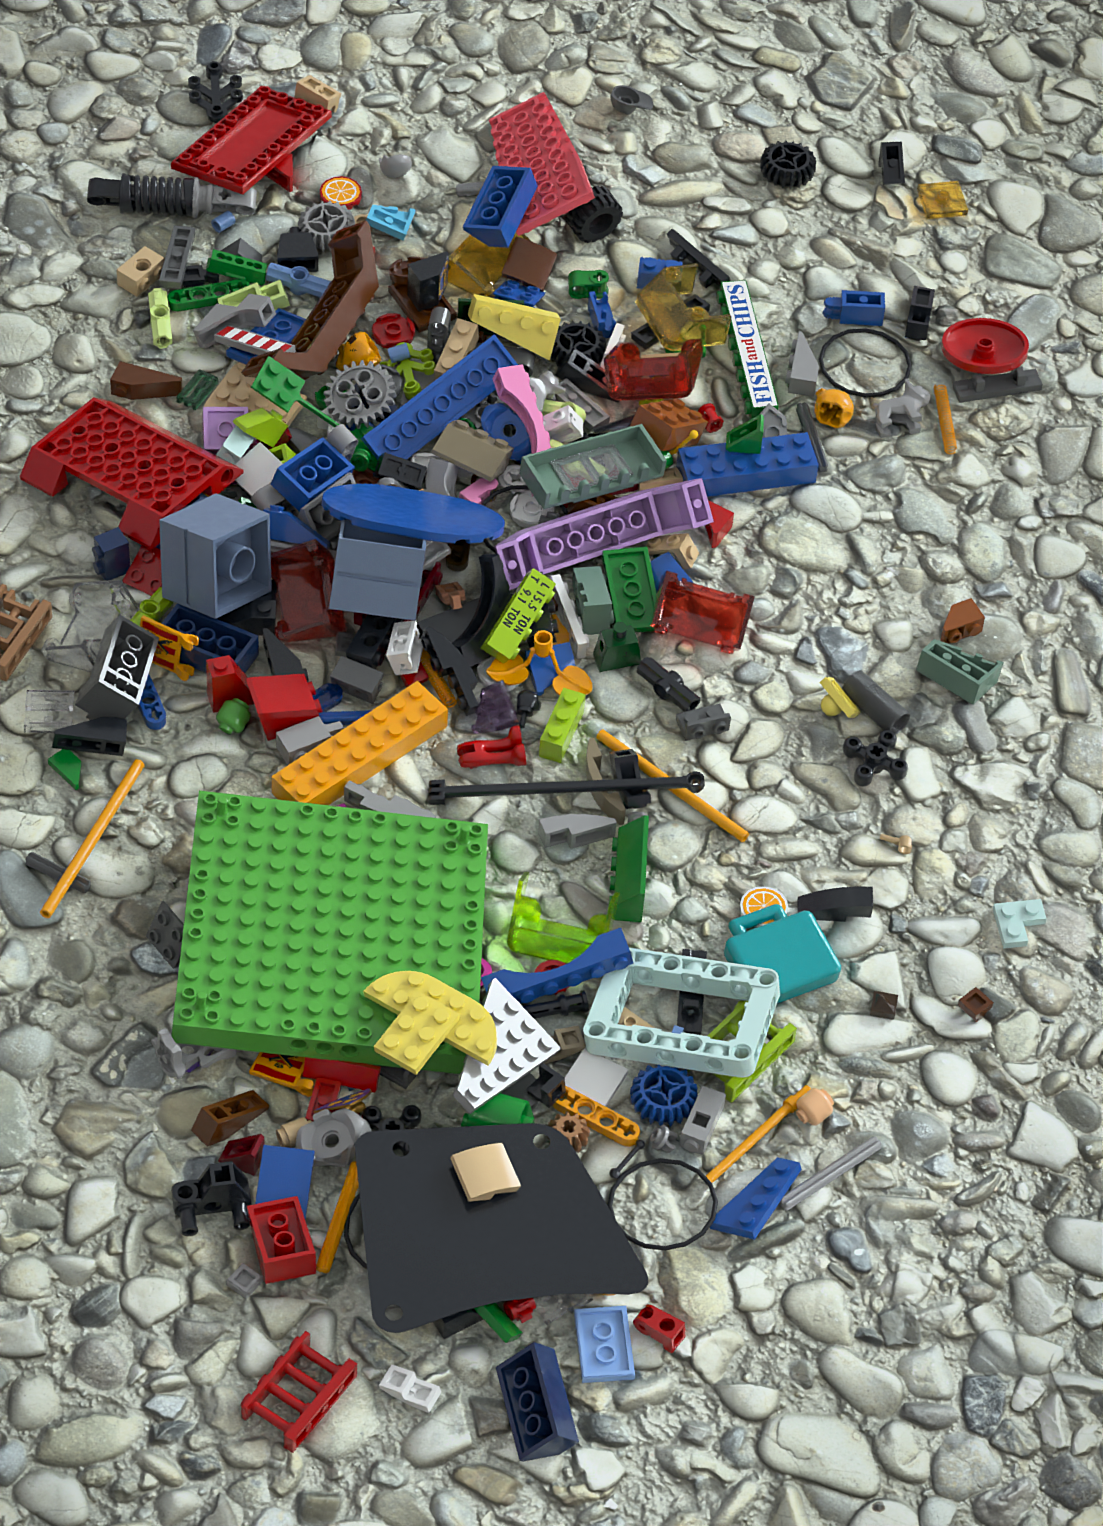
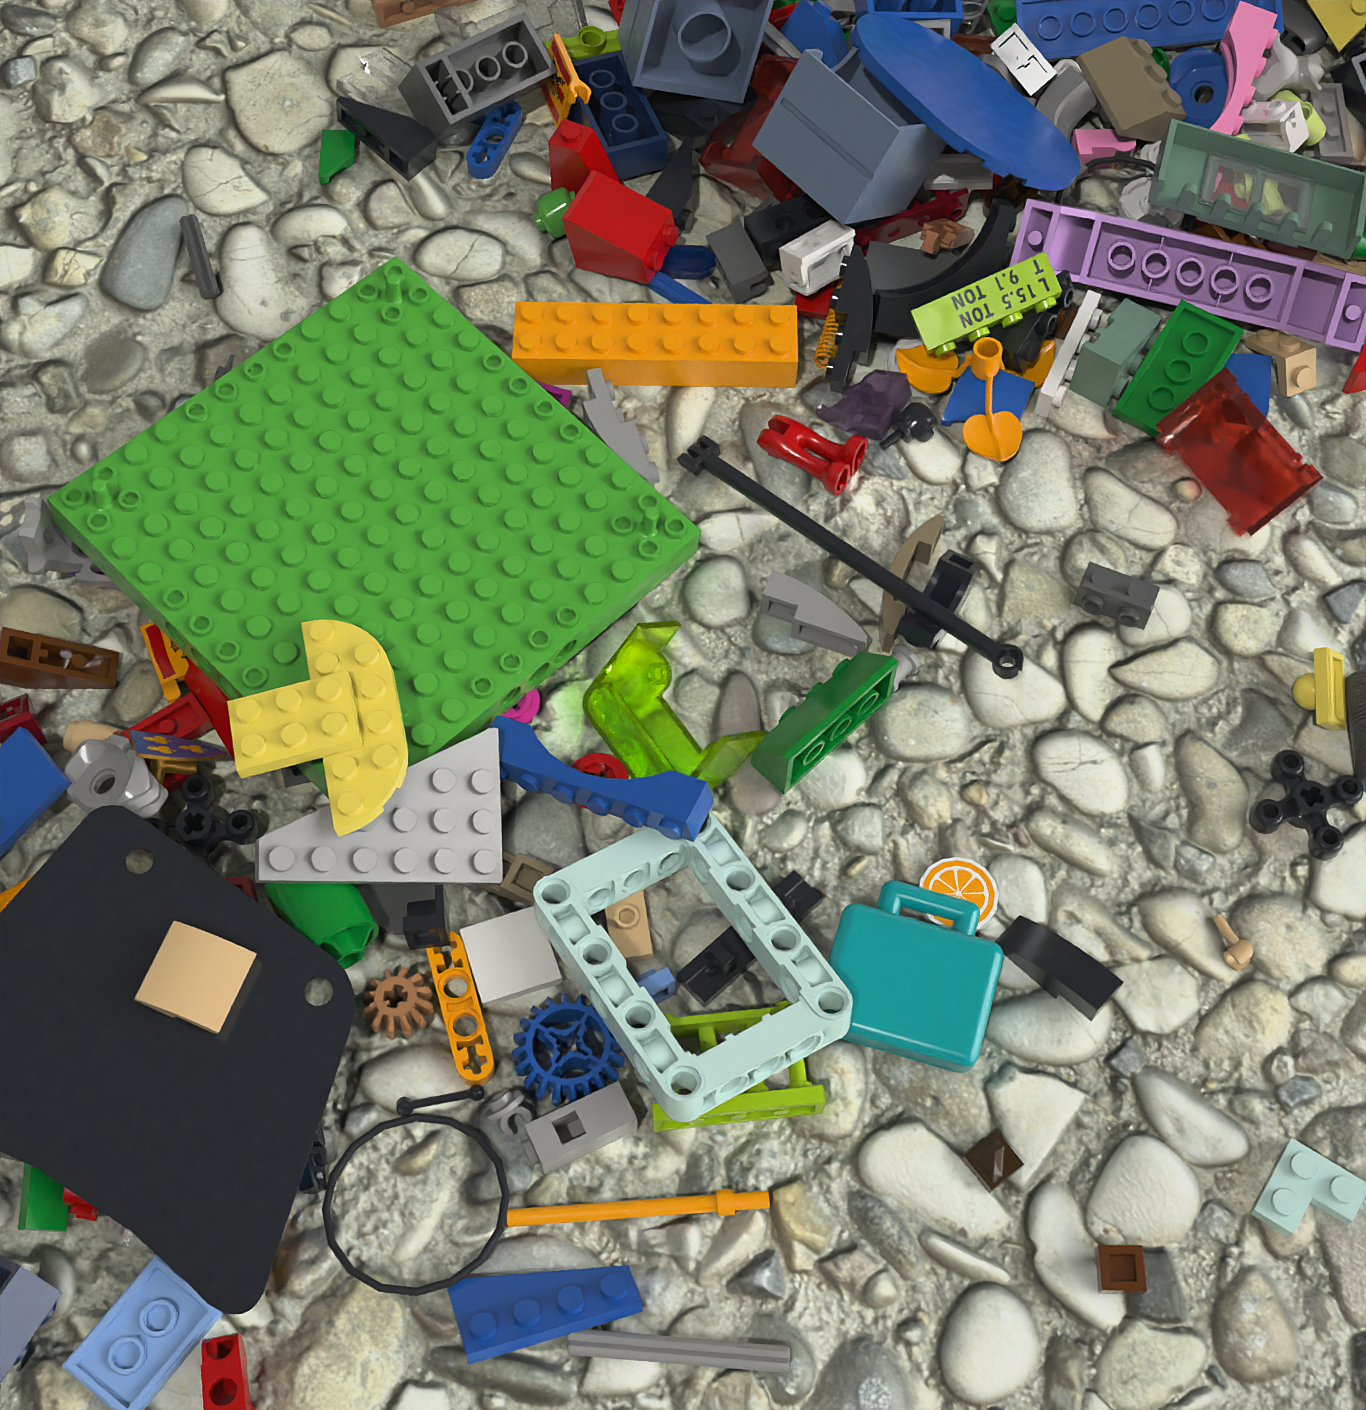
camera: 45 degrees right, 10 degrees up
(92, 839) = (263, 242): light orange piece -> none
(304, 737) = (609, 284): light grey hinge -> none
(366, 458) = (986, 26): green bush -> none
(562, 725) = (925, 476): lime brick -> none
(562, 1005) = (567, 827): black pin -> none
(617, 648) = (1090, 430): dark green torso -> none
(668, 684) = (1113, 518): black piece -> none
(683, 793) = (991, 627): light orange piece -> none
(814, 1106) = (746, 1234): light nougat head -> none

